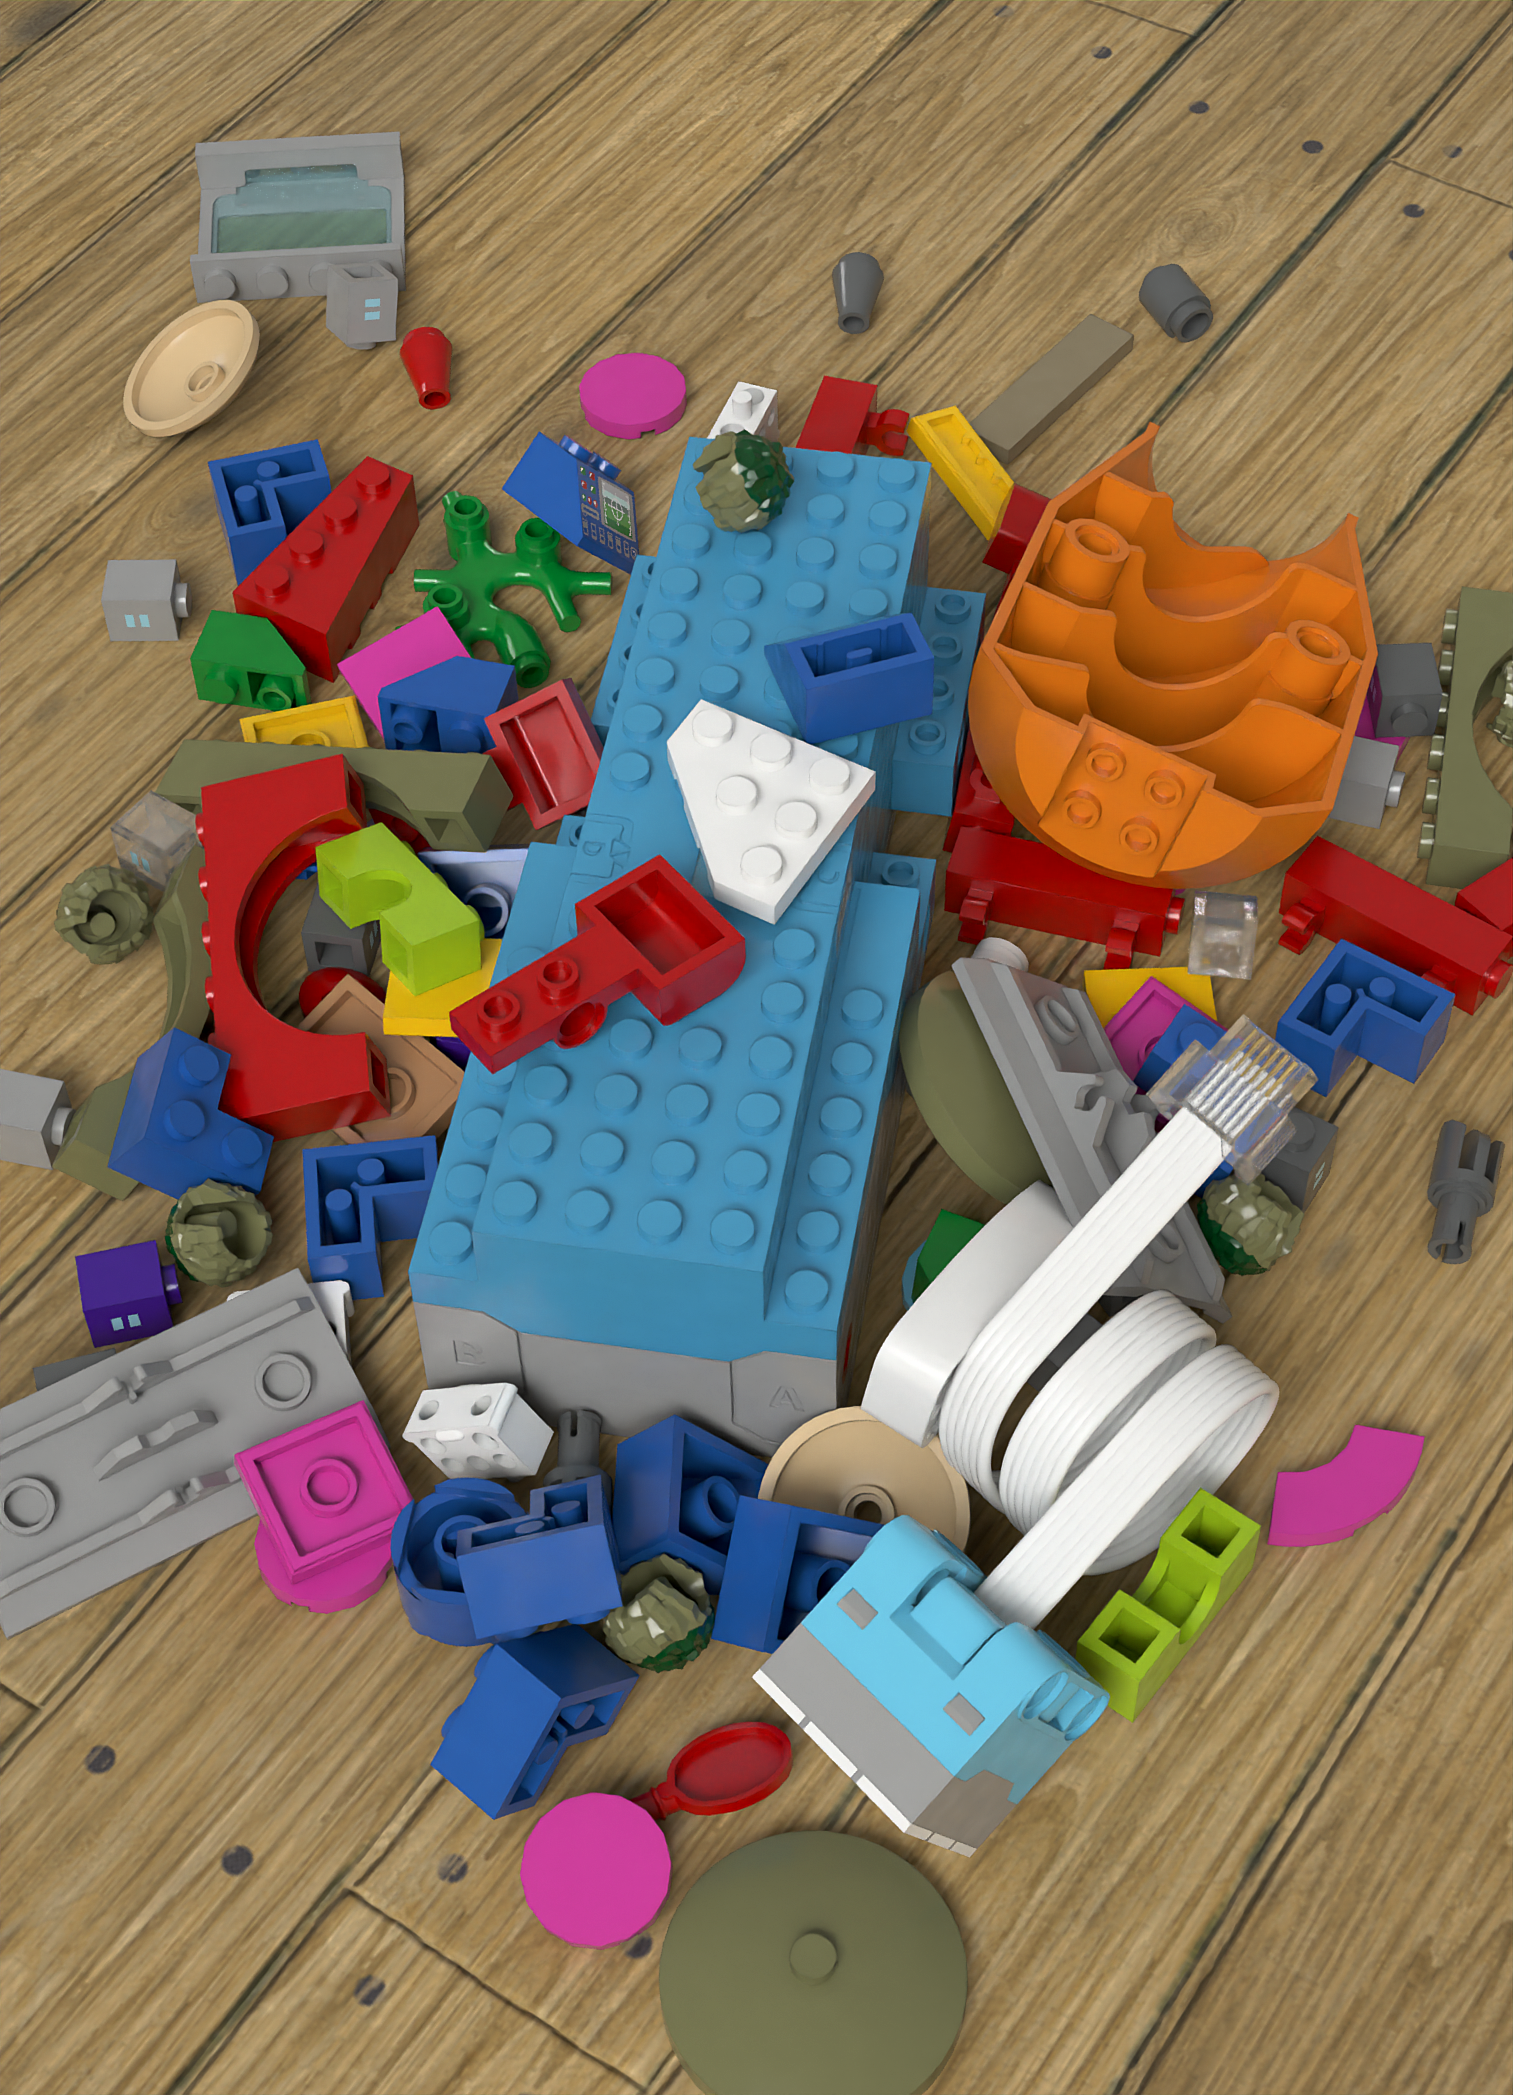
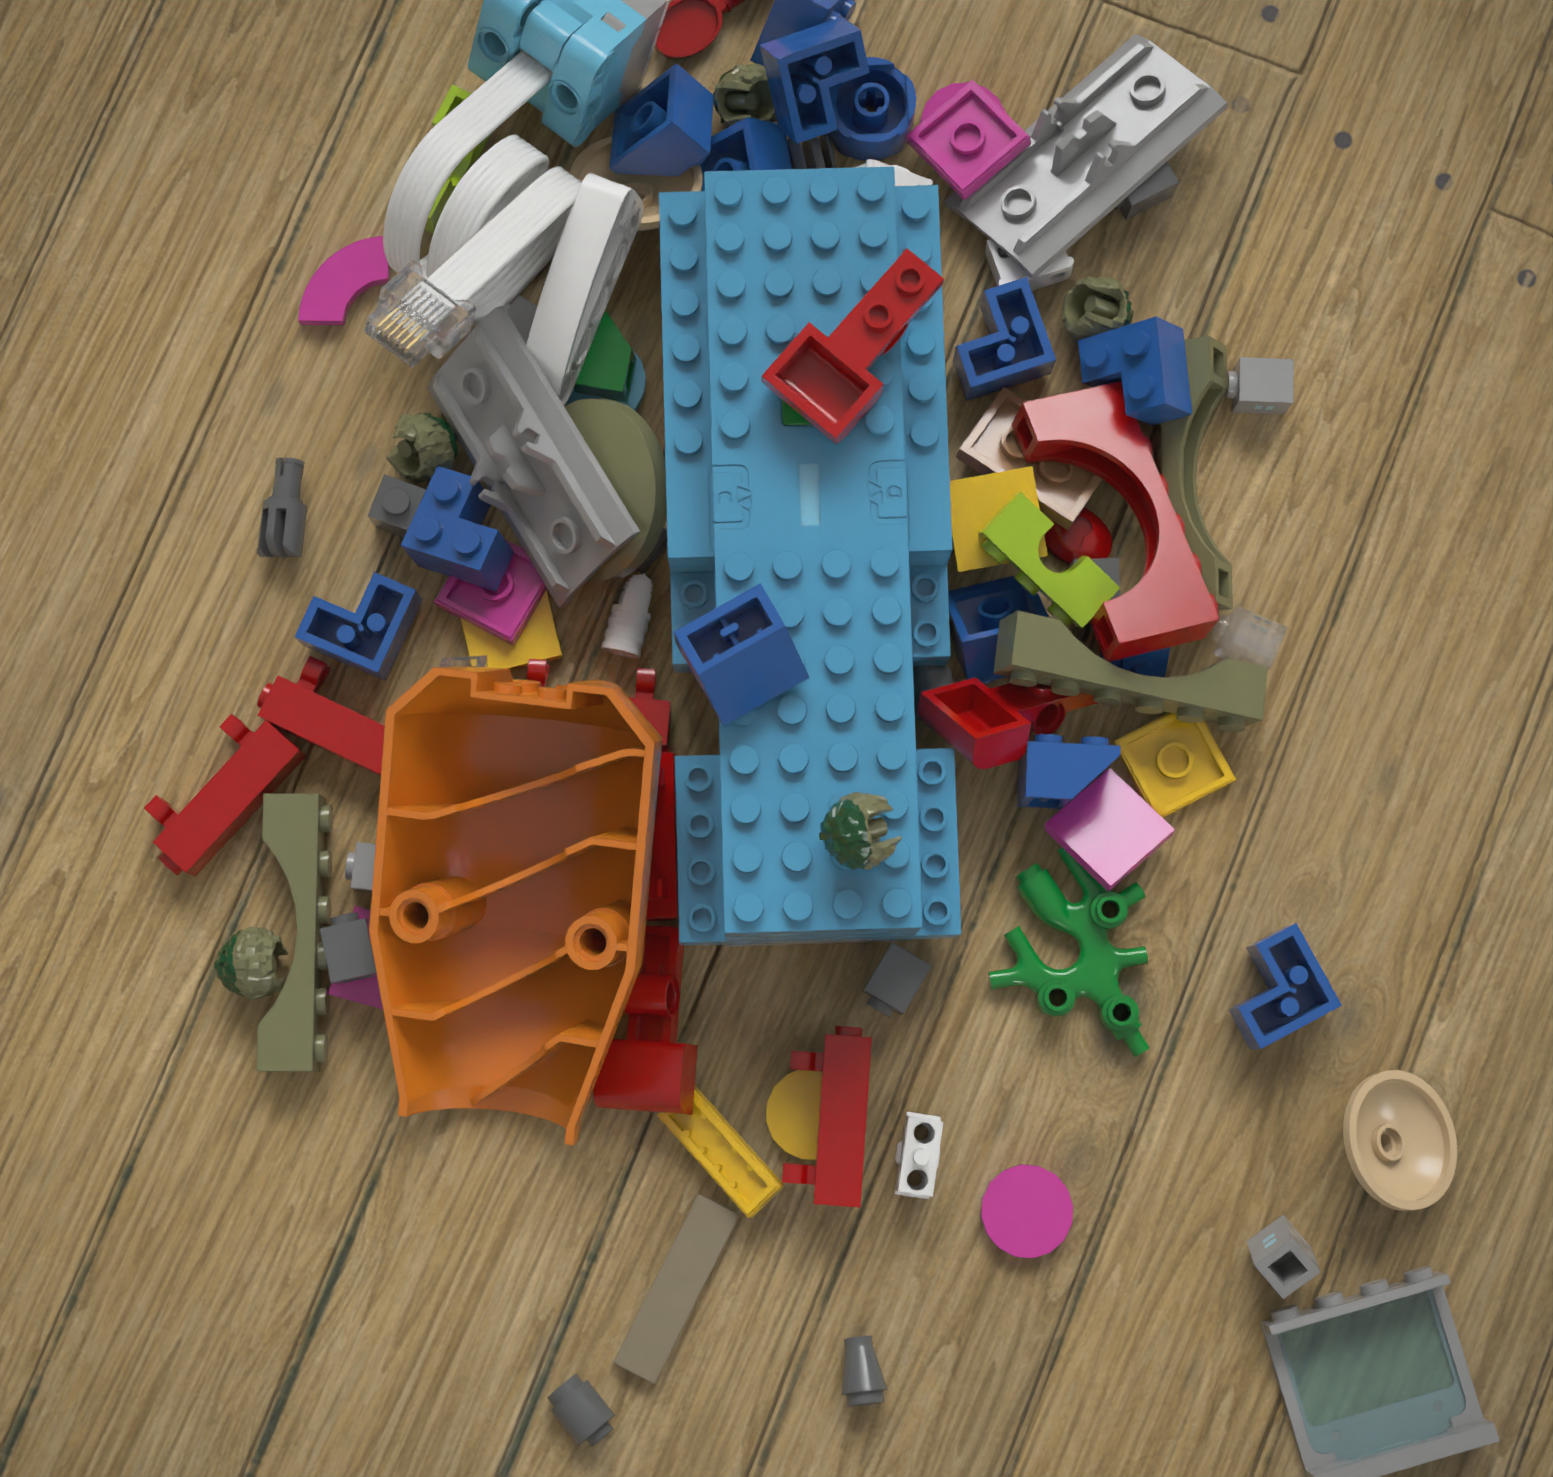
camera: 165 degrees right, 30 degrees up
(105, 914) = (1266, 562): olive piece -> none
(127, 1293) = (1144, 264): dark purple brick -> none
(145, 600) = (1349, 883): light grey brick -> none
(247, 664) = (1244, 831): green slope -> none
(334, 565) = (1213, 931): red wedge -> none
(428, 363) = (1205, 1204): red cone -> none
(578, 498) = (1028, 1024): blue slope -> none
(761, 805) = (783, 532): white plate -> none

